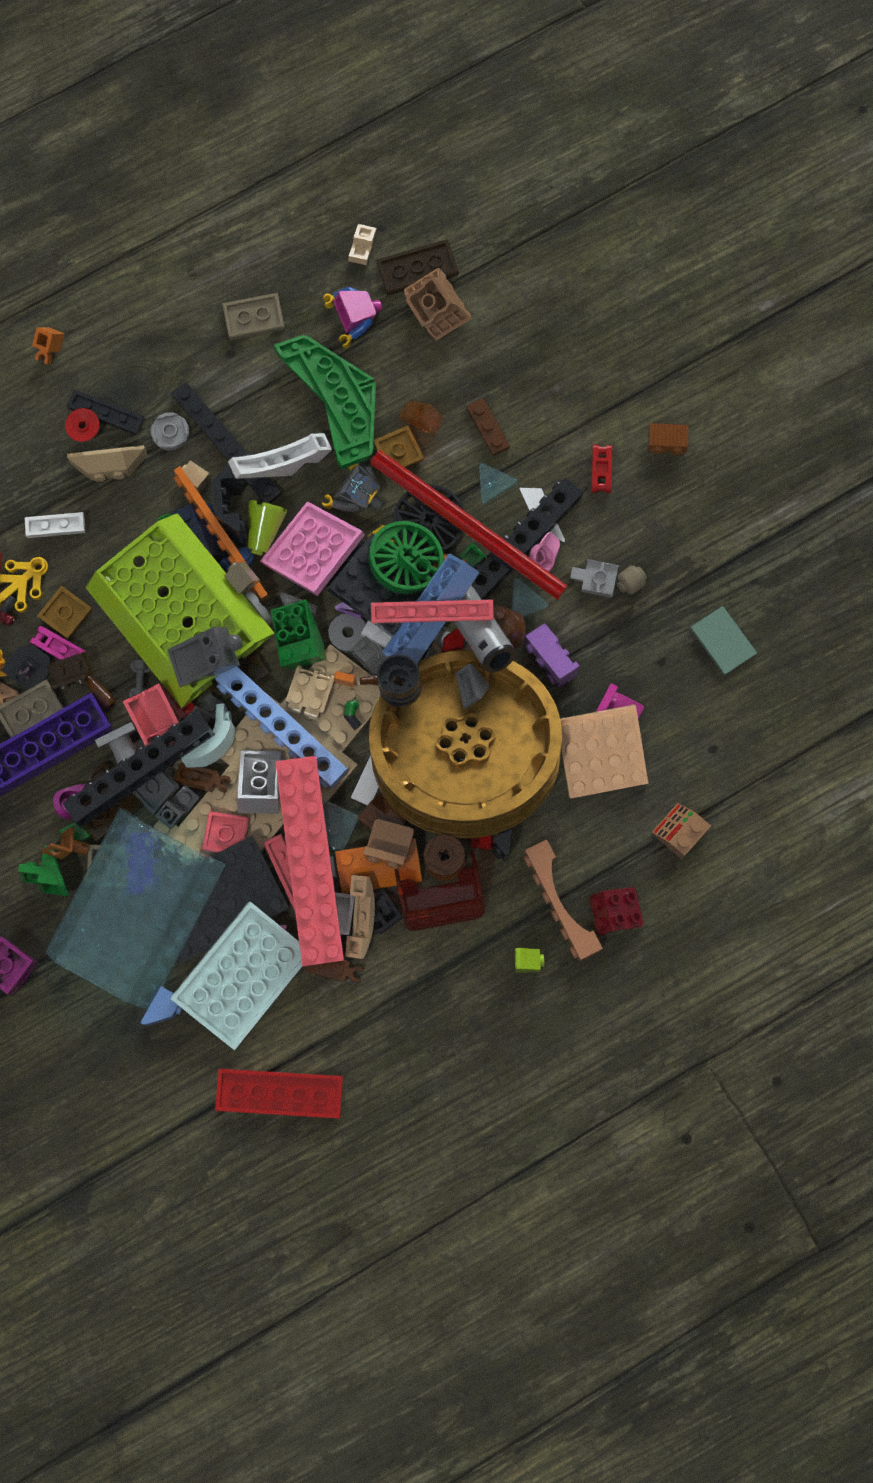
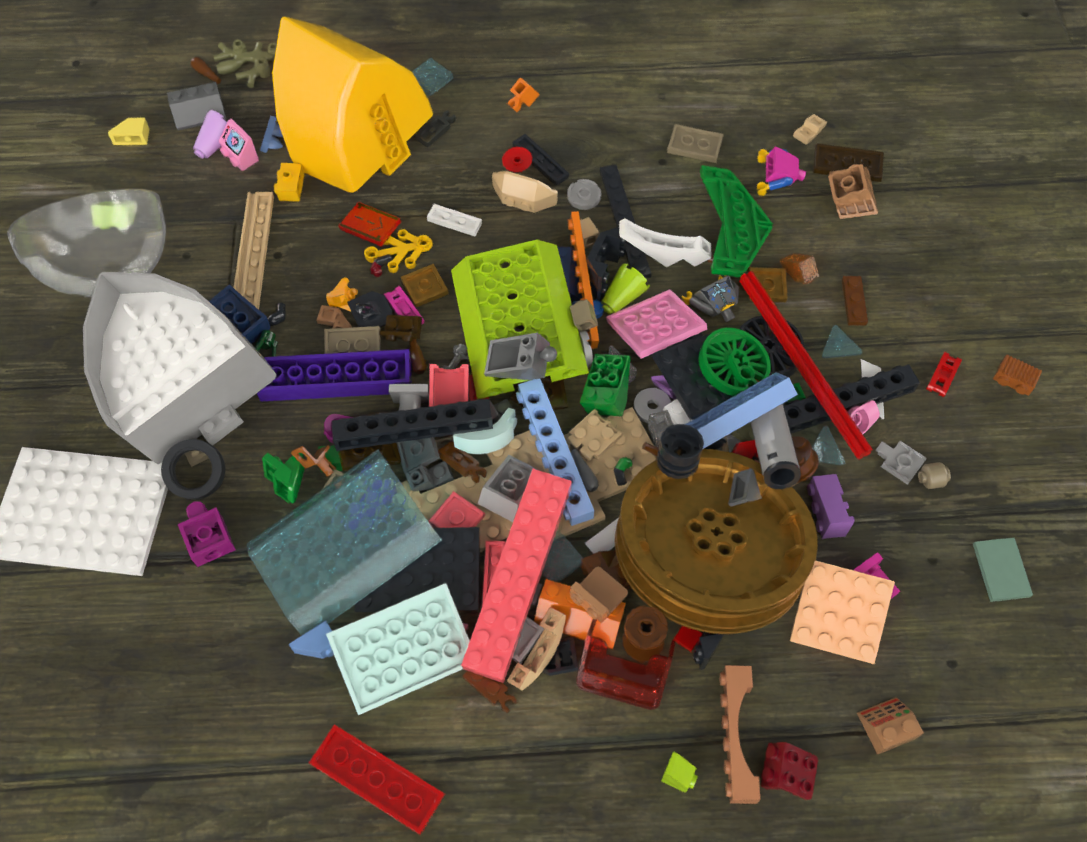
camera: 25 degrees right, 15 degrees down
(320, 733) = (588, 477): none -> dark grey piece
(344, 679) = (630, 437): orange tile -> none
(432, 611) = (739, 407): coral tile -> none

